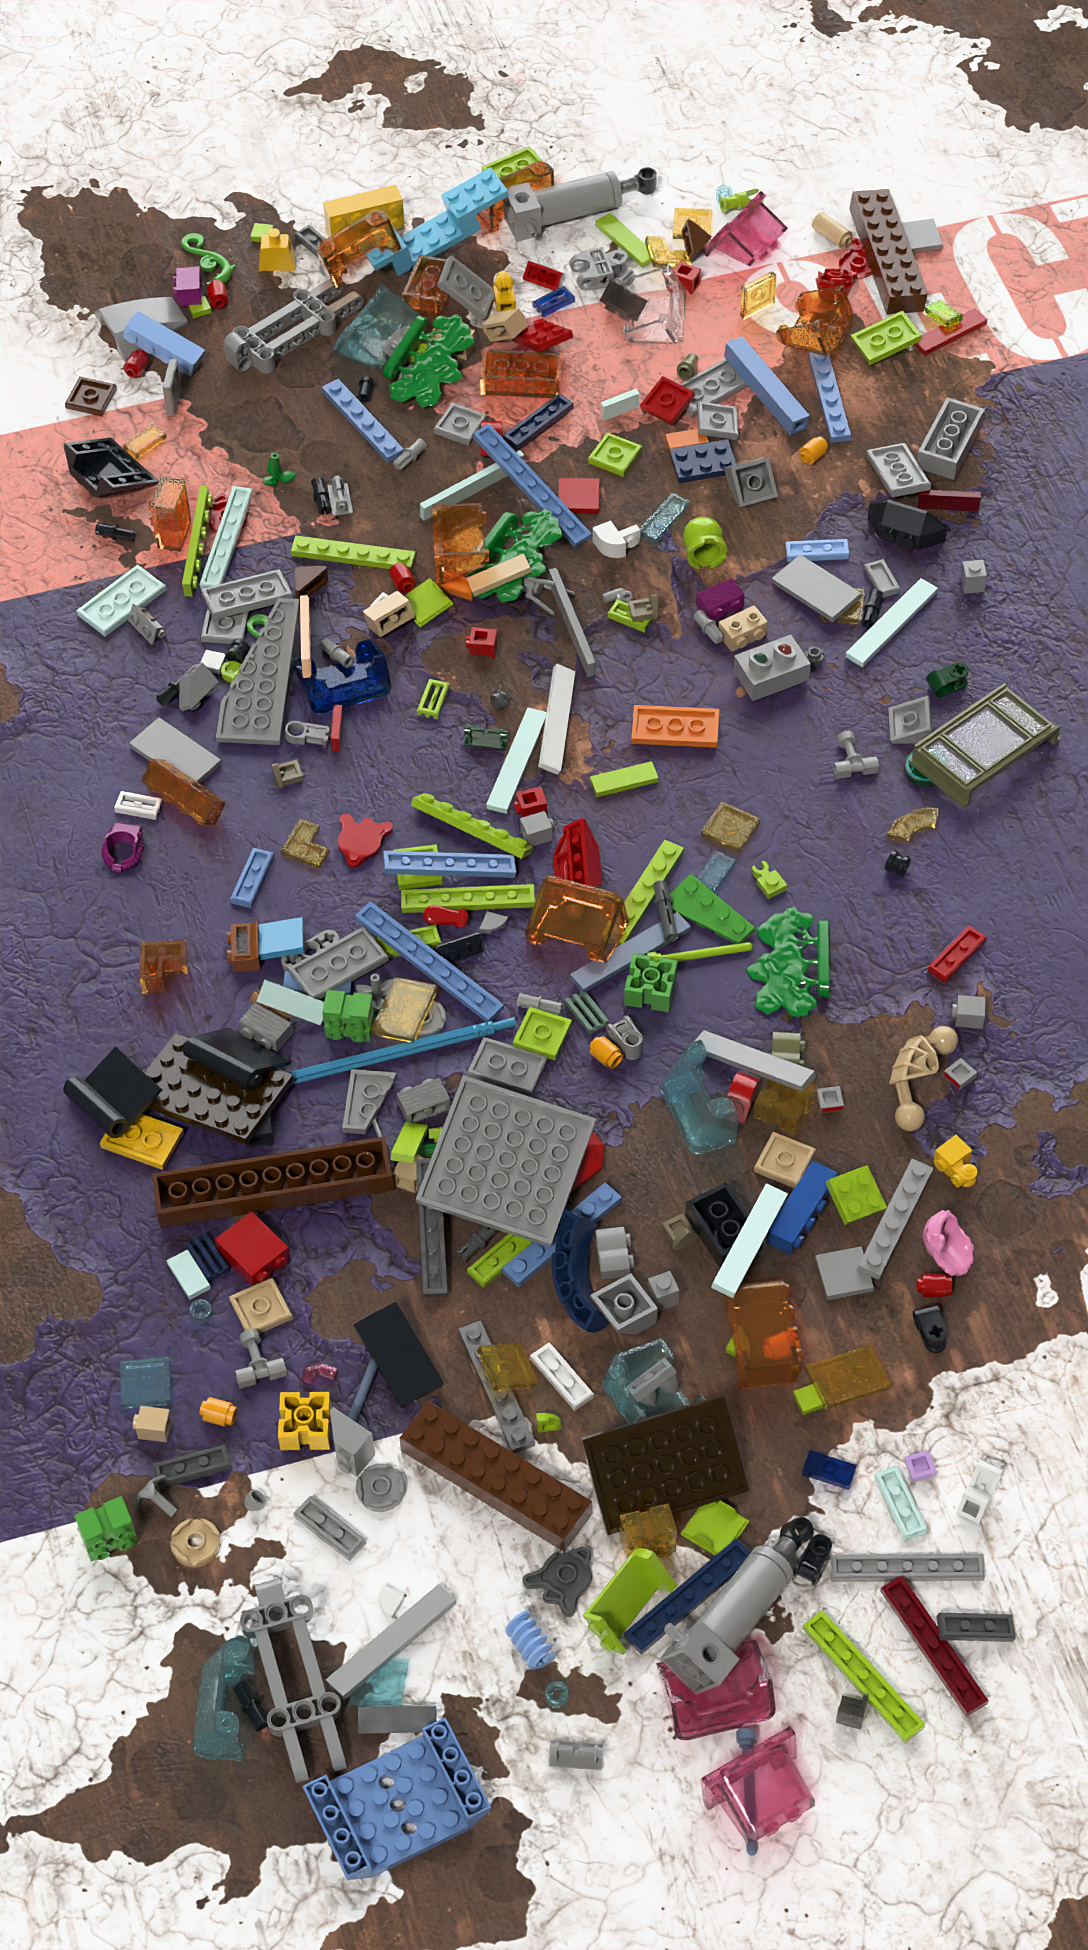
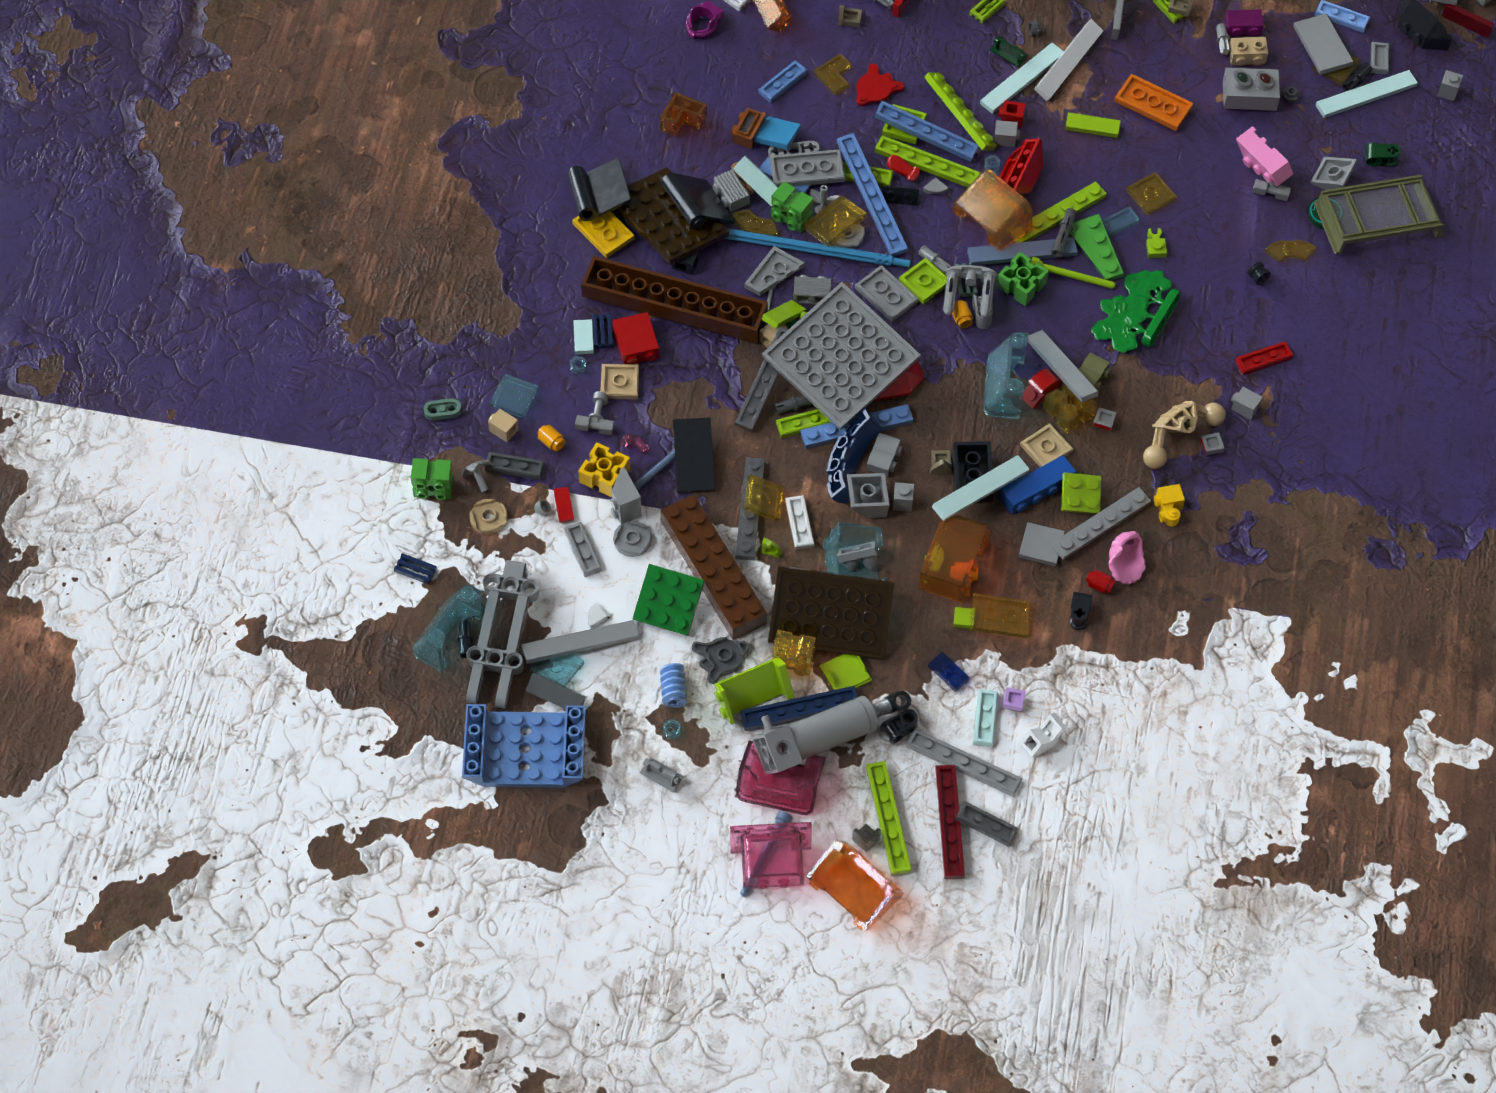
camera: 25 degrees right, 5 degrees up
(67, 1438) = (442, 409): none -> sand green plate
(142, 1639) = (405, 561): none -> dark blue tile
(277, 1485) = (563, 504): none -> red piece
(312, 1054) = (751, 223): none -> clear yellow tile
(467, 1540) = (668, 599): none -> green plate
(540, 863) = (992, 159): none -> clear light blue bush
(593, 1001) = (971, 273): none -> light grey piece
(833, 737) = (1262, 159): none -> bright pink wedge
(874, 1775) = (854, 884): none -> clear orange windscreen

